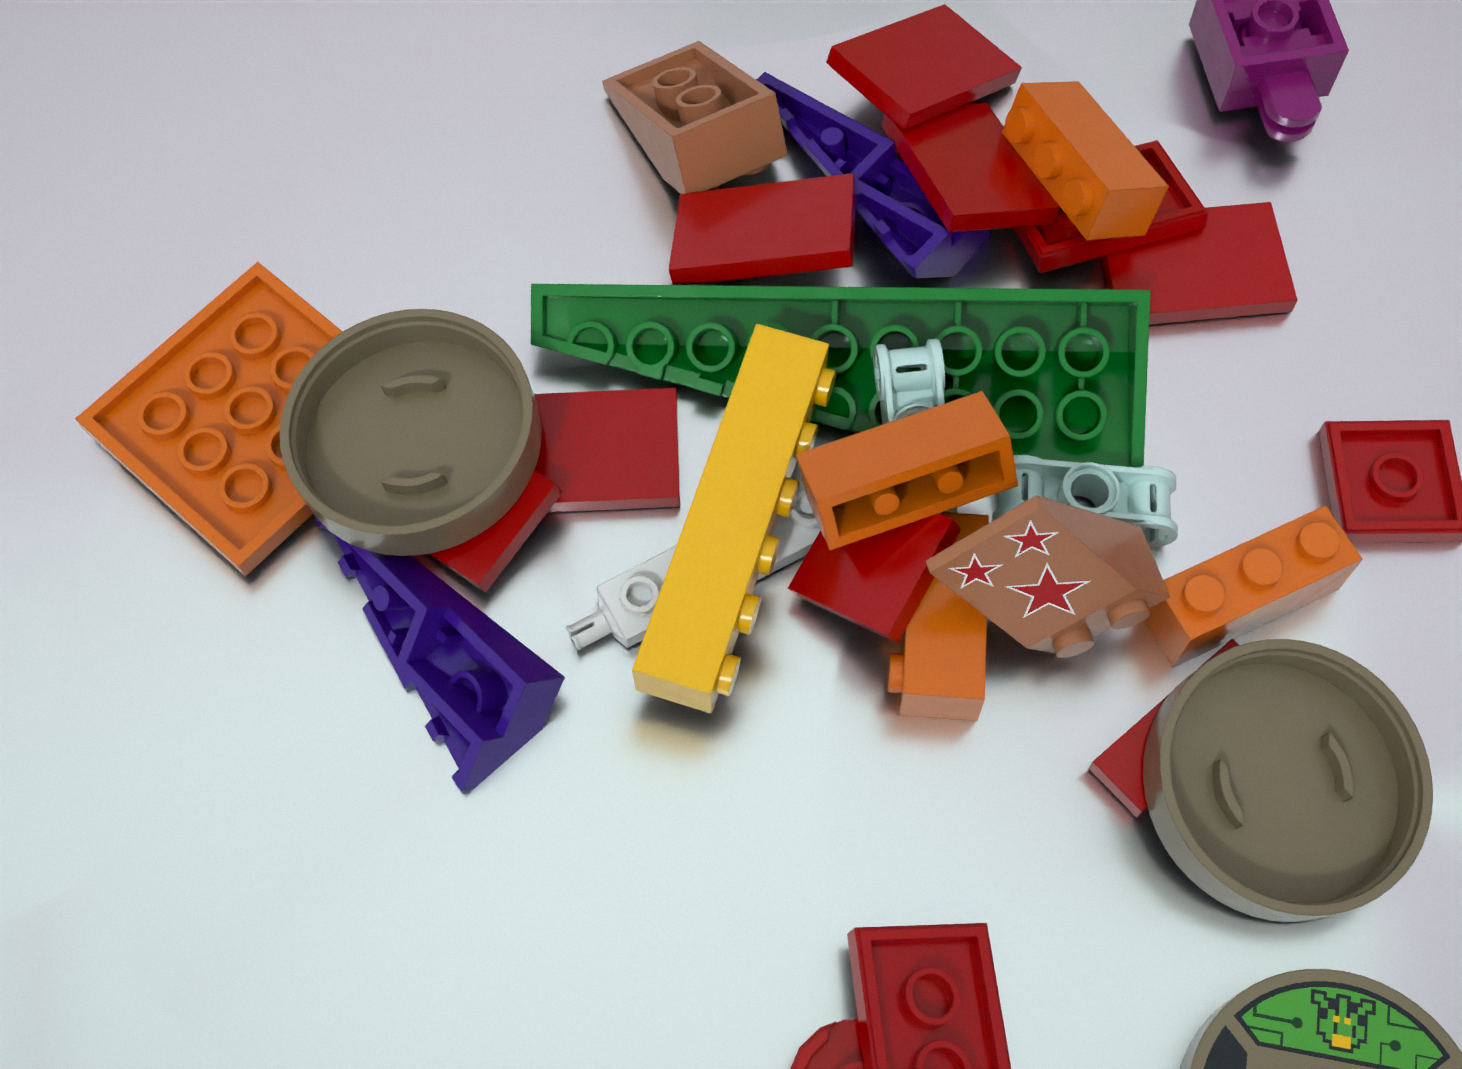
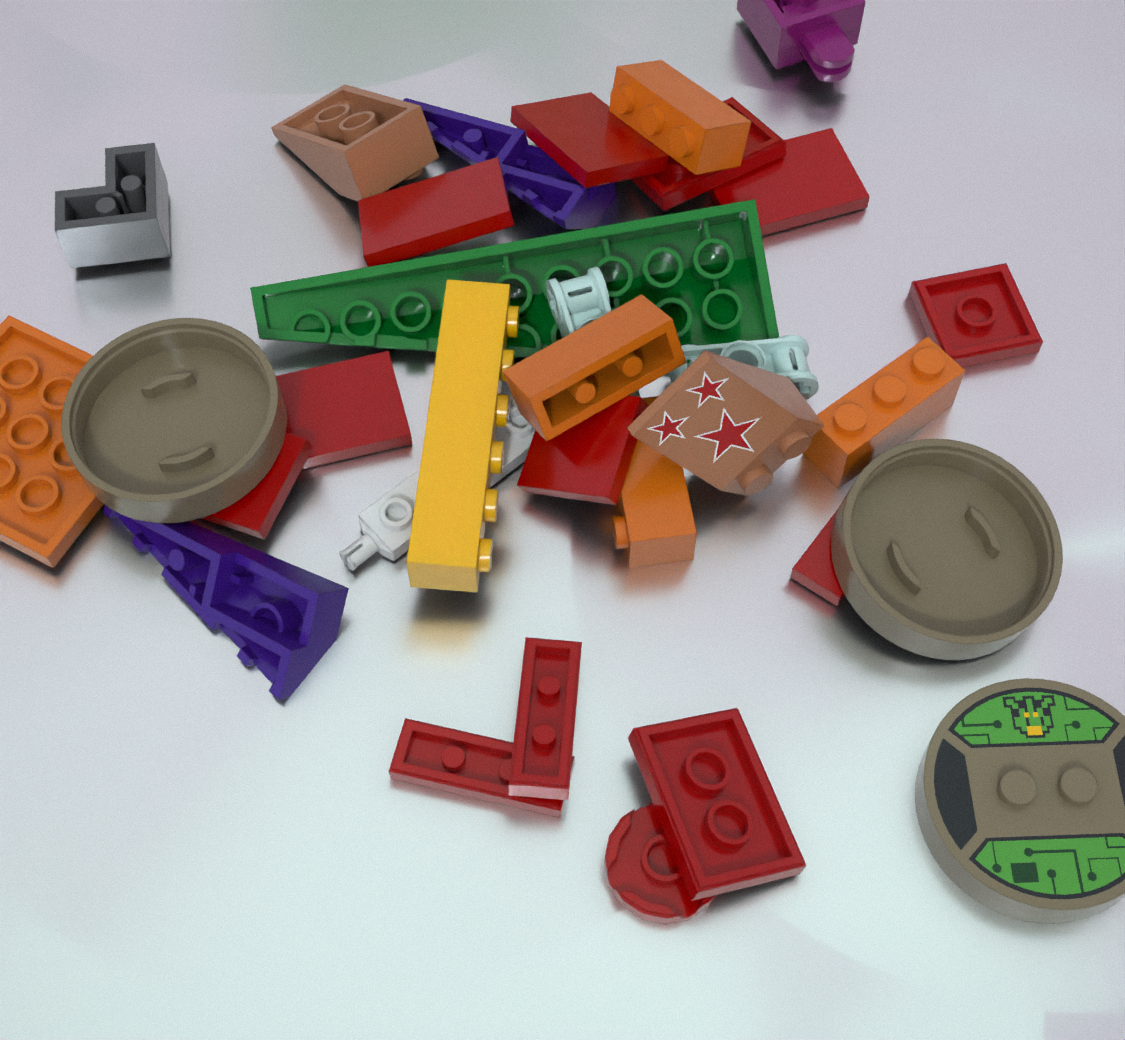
camera: 15 degrees left, 5 degrees down
(407, 167) = (117, 220): none -> dark grey brick
(673, 927) = (462, 765): none -> red tile
(757, 887) = (545, 719): none -> red tile
(923, 66) = (533, 70): red tile -> none

